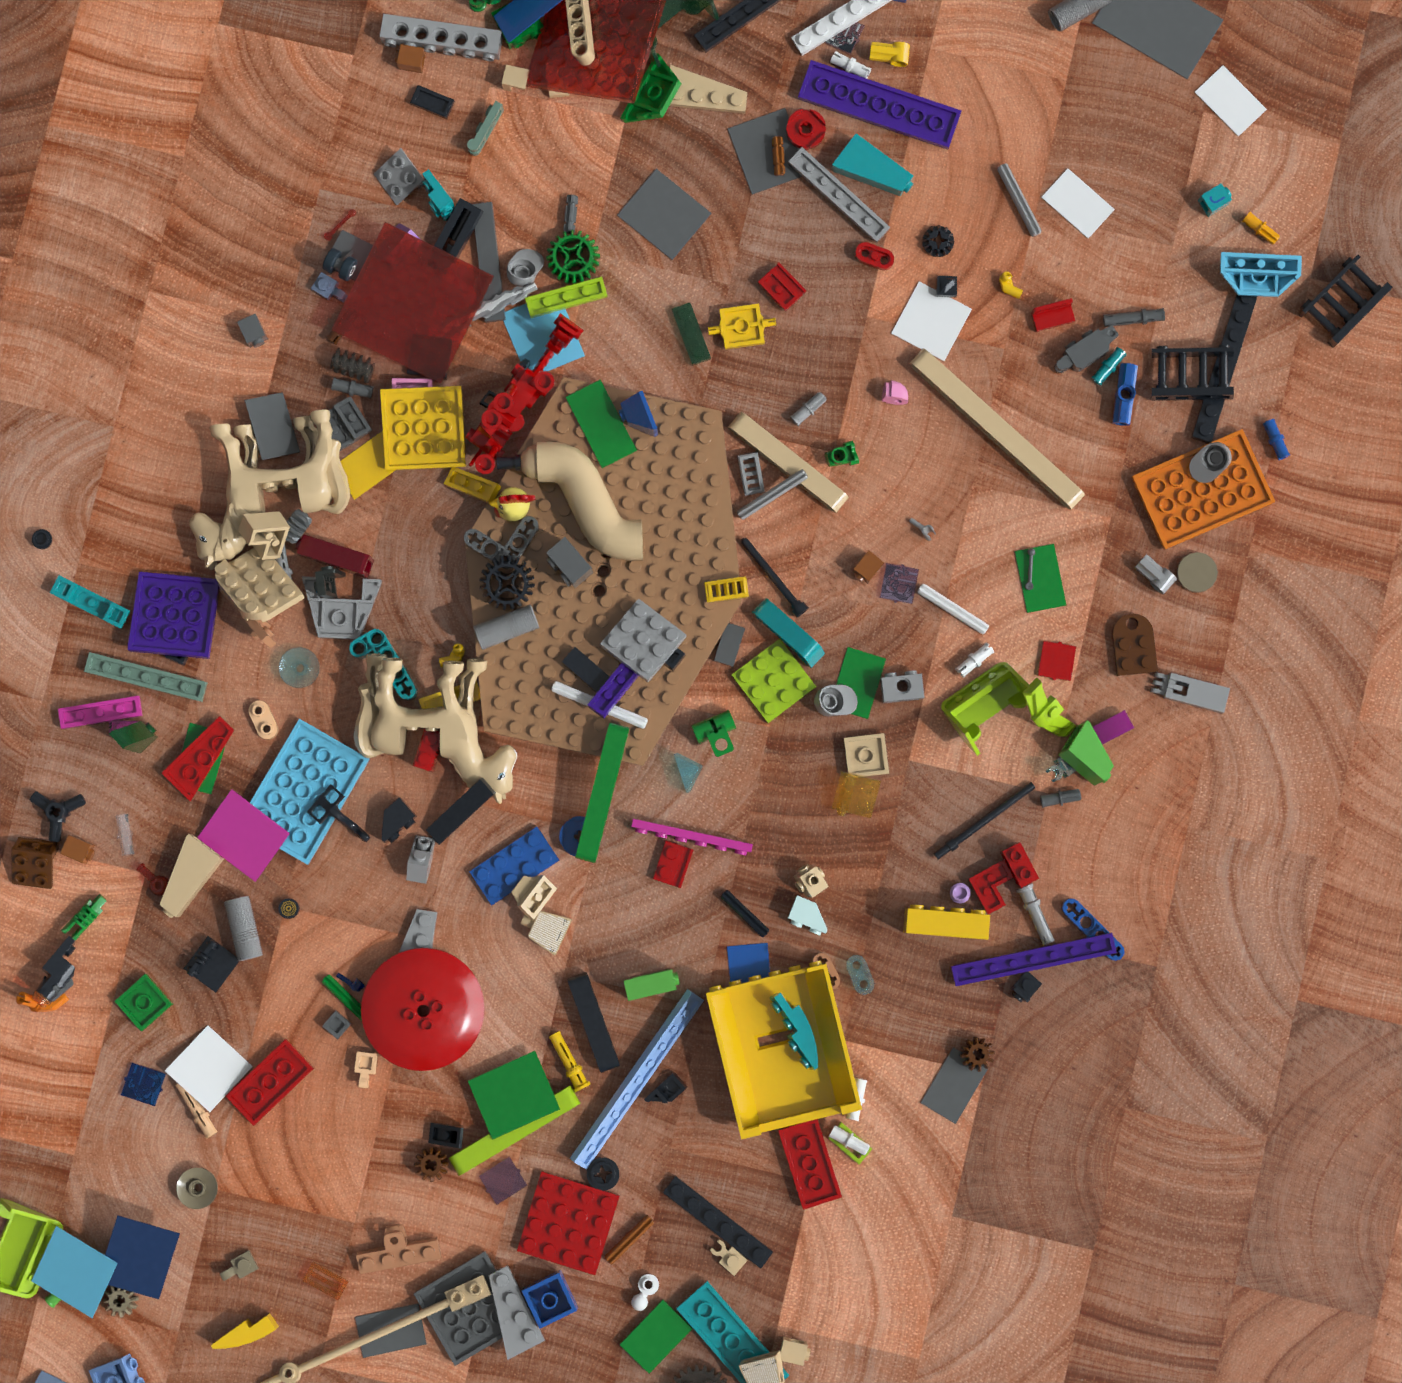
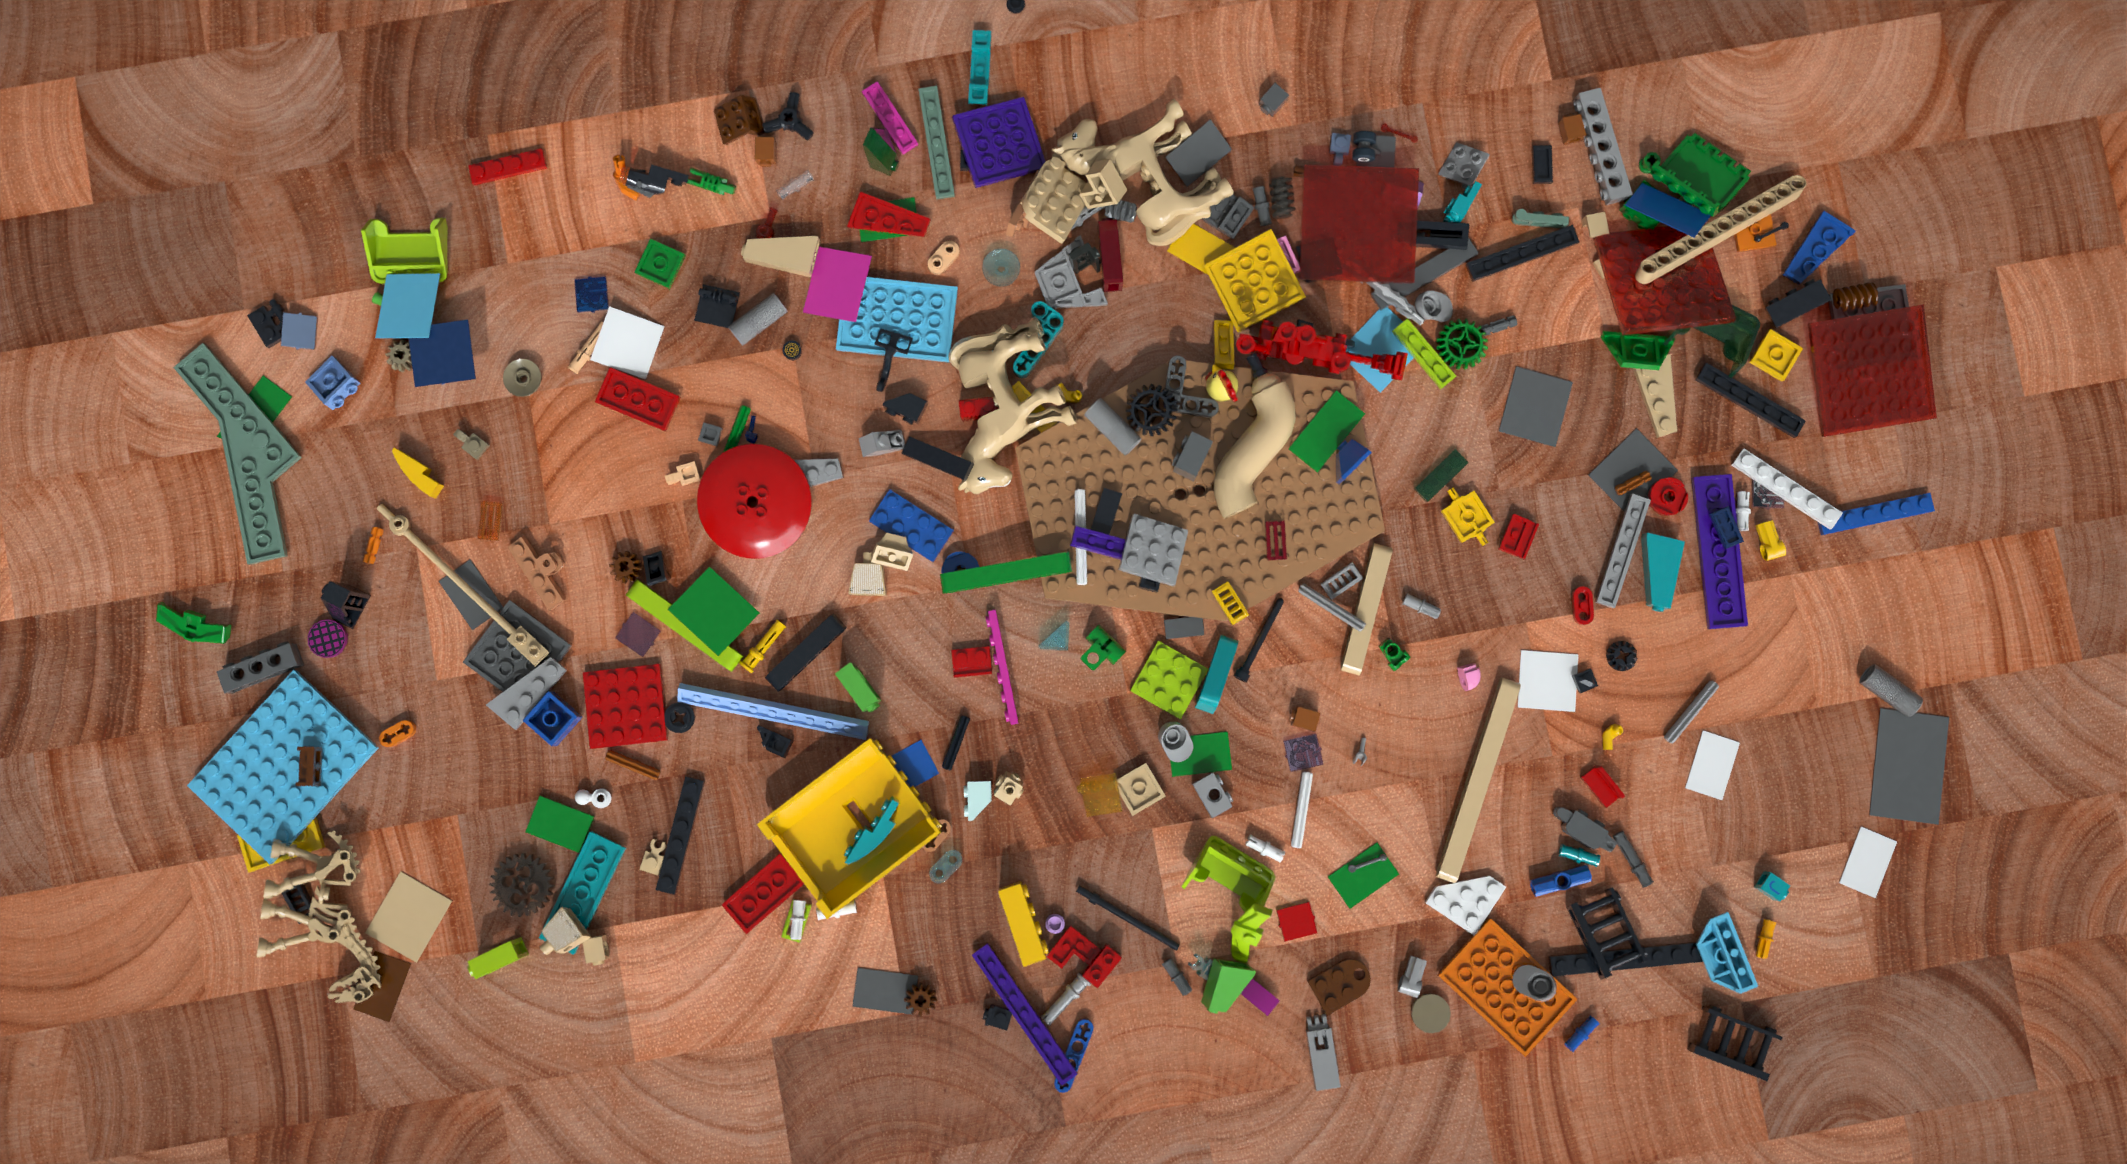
camera: 65 degrees right, 0 degrees up
(510, 160) = (1522, 253): none -> black plate
(669, 513) = (1275, 534): none -> dark red tile
(860, 88) = (1726, 527): none -> dark blue plate
(1106, 491) = (1466, 901): none -> white plate

